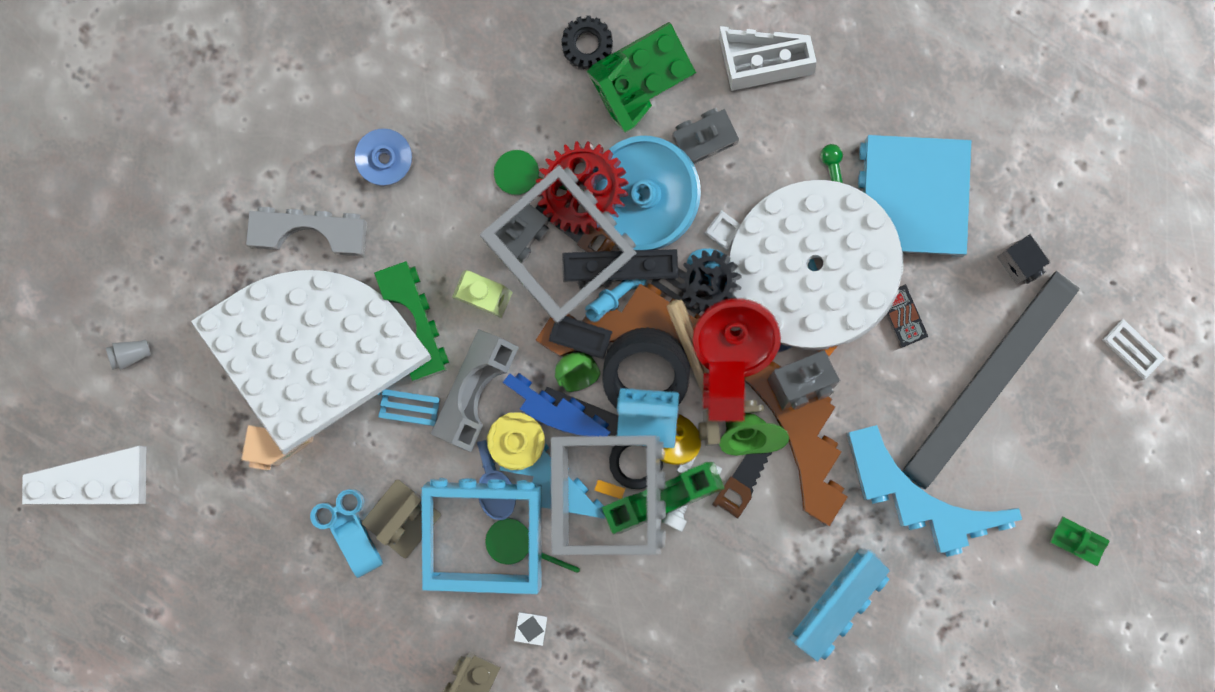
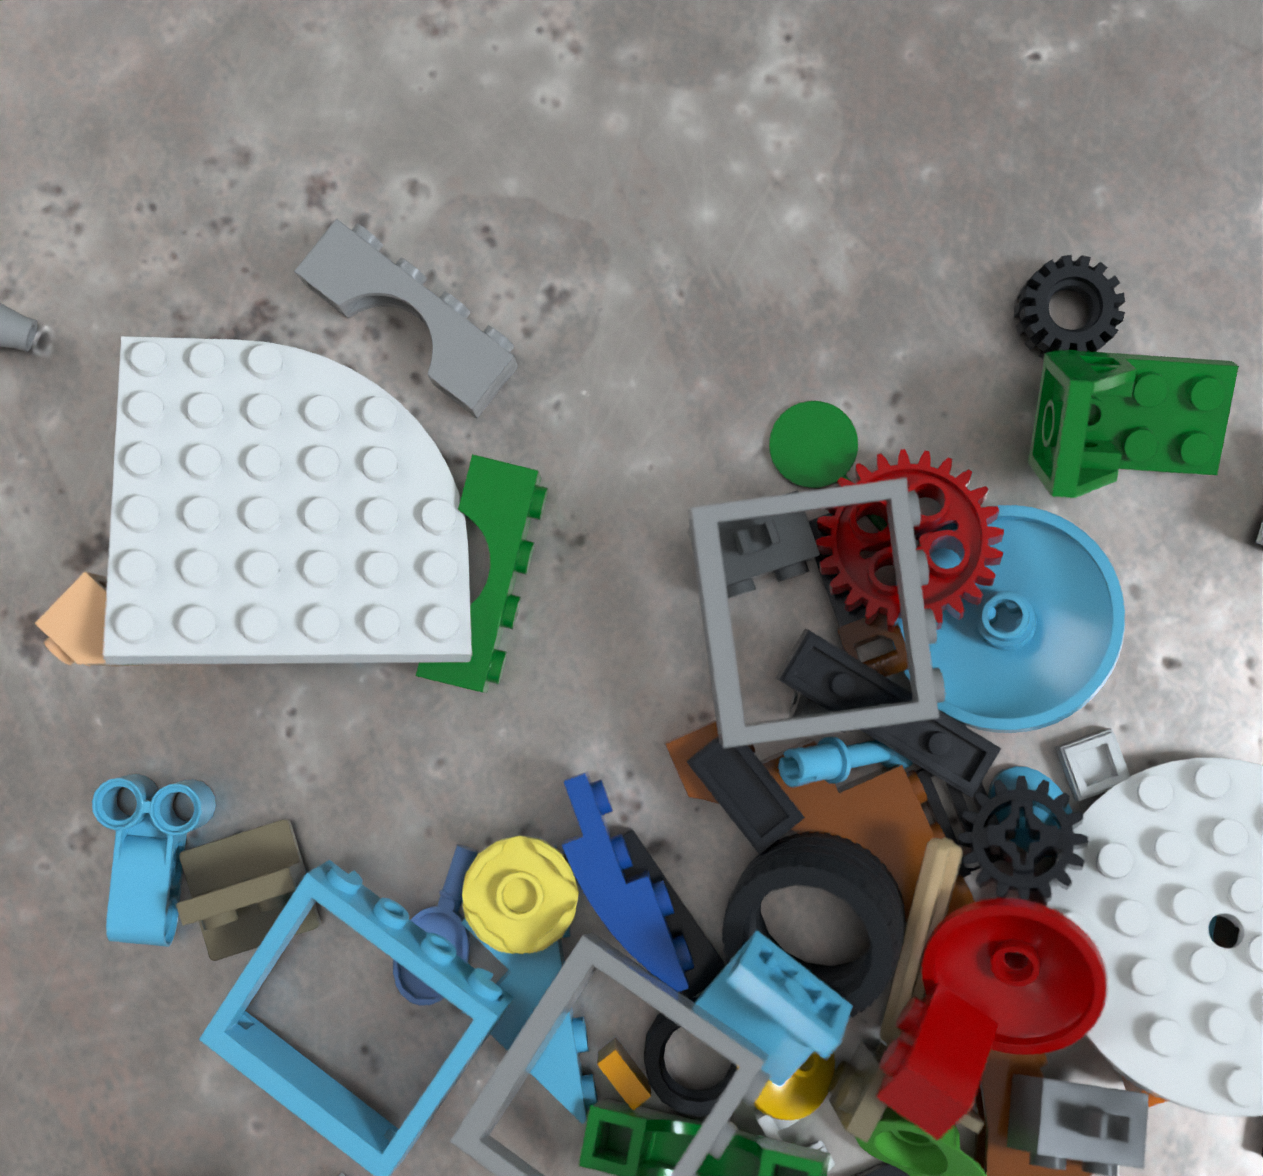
camera: 30 degrees right, 0 degrees up
(378, 143) = (608, 250): medium blue dish -> none
(385, 403) = (350, 682): medium azure tile -> none
(459, 417) = (450, 791): light grey arch -> none
(482, 293) = (627, 605): yellowish green torso -> none
(509, 544) = (403, 1048): green piece -> none
(576, 371) = (698, 839): bright green hair -> none
(707, 136) = (1173, 592): dark grey brick -> none

